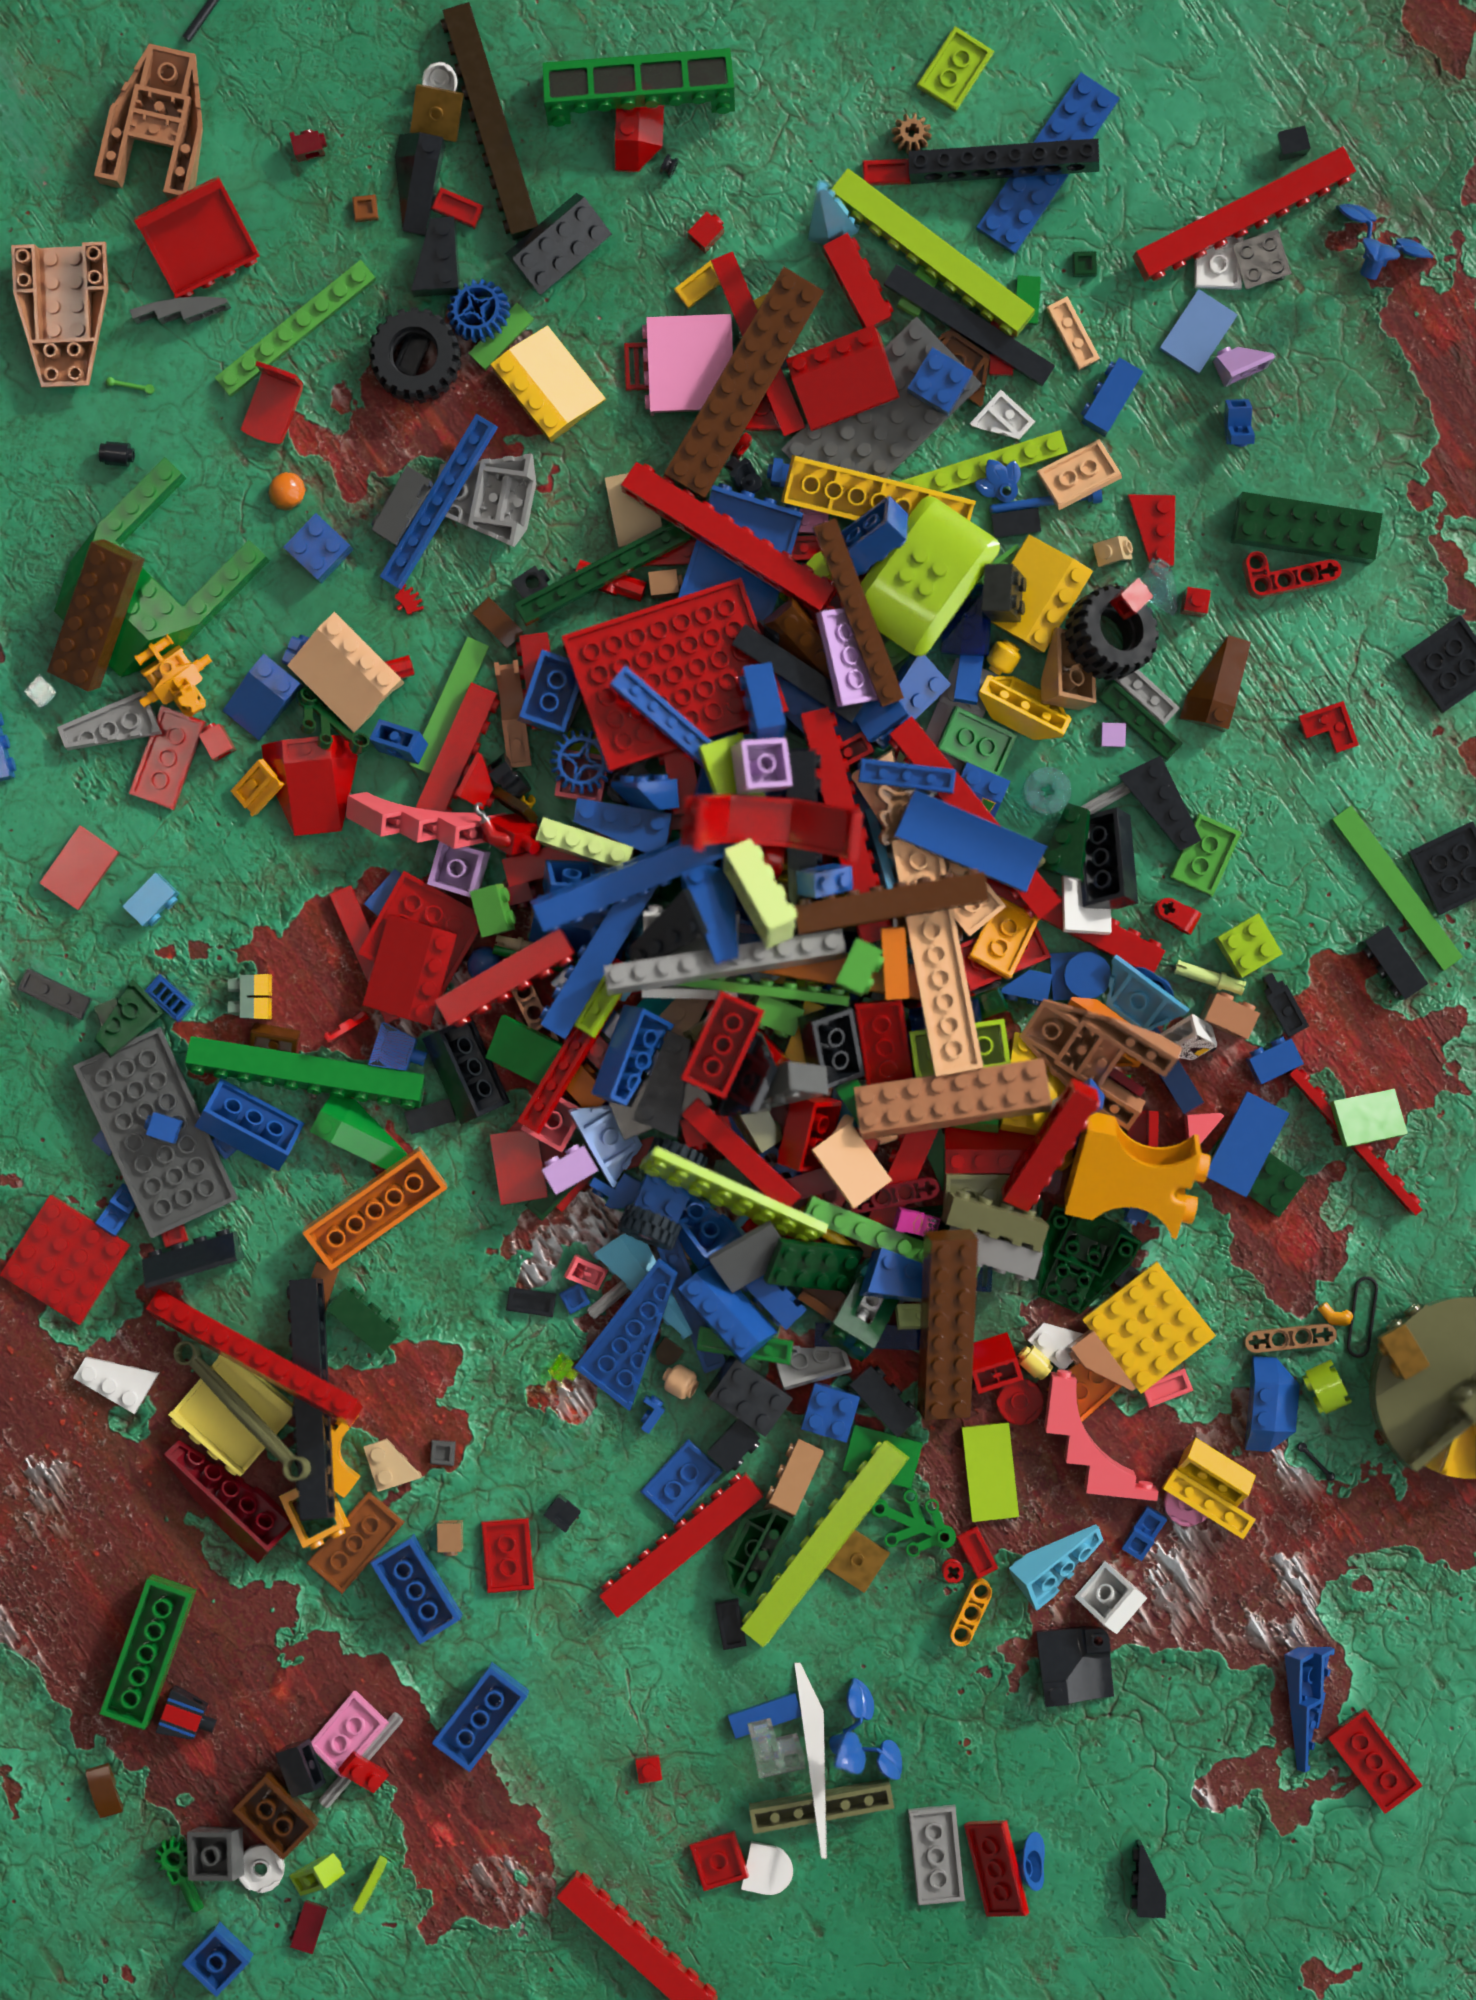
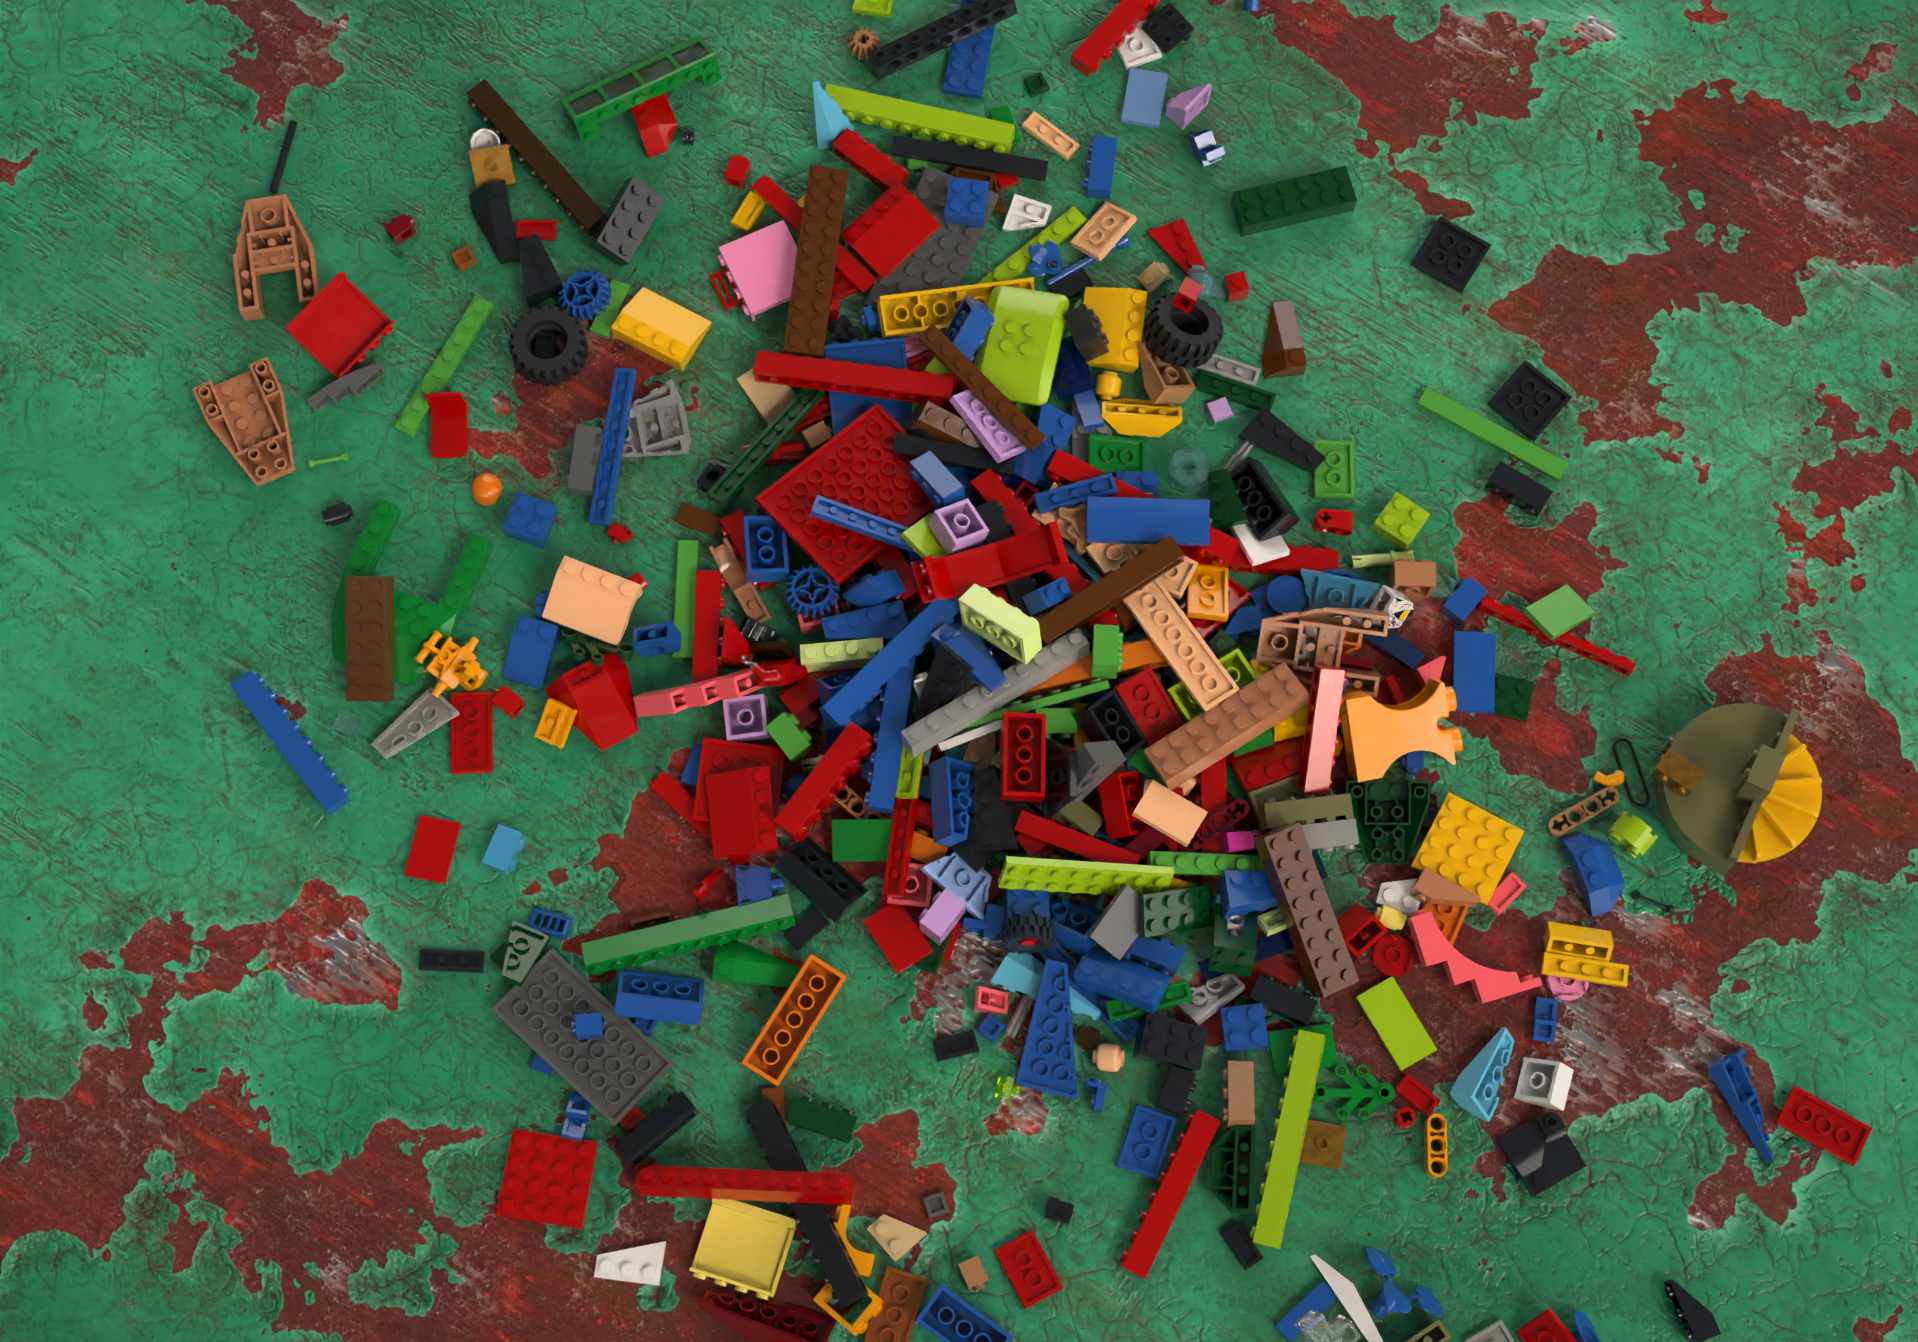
camera: 25 degrees left, 15 degrees down
(242, 1410) = (751, 1237): olive piece -> none
(251, 986) = (621, 892): hips -> none
(823, 1301) = (1195, 940): reddish brown panel -> none
(886, 172) = (857, 77): red tile -> none
(895, 963) = (1132, 639): orange tile -> none
(1284, 1006) = (1450, 556): black hinge -> none
(1292, 574) = (1299, 238): red beam -> none
(1333, 720) = (1383, 331): red plate -> none

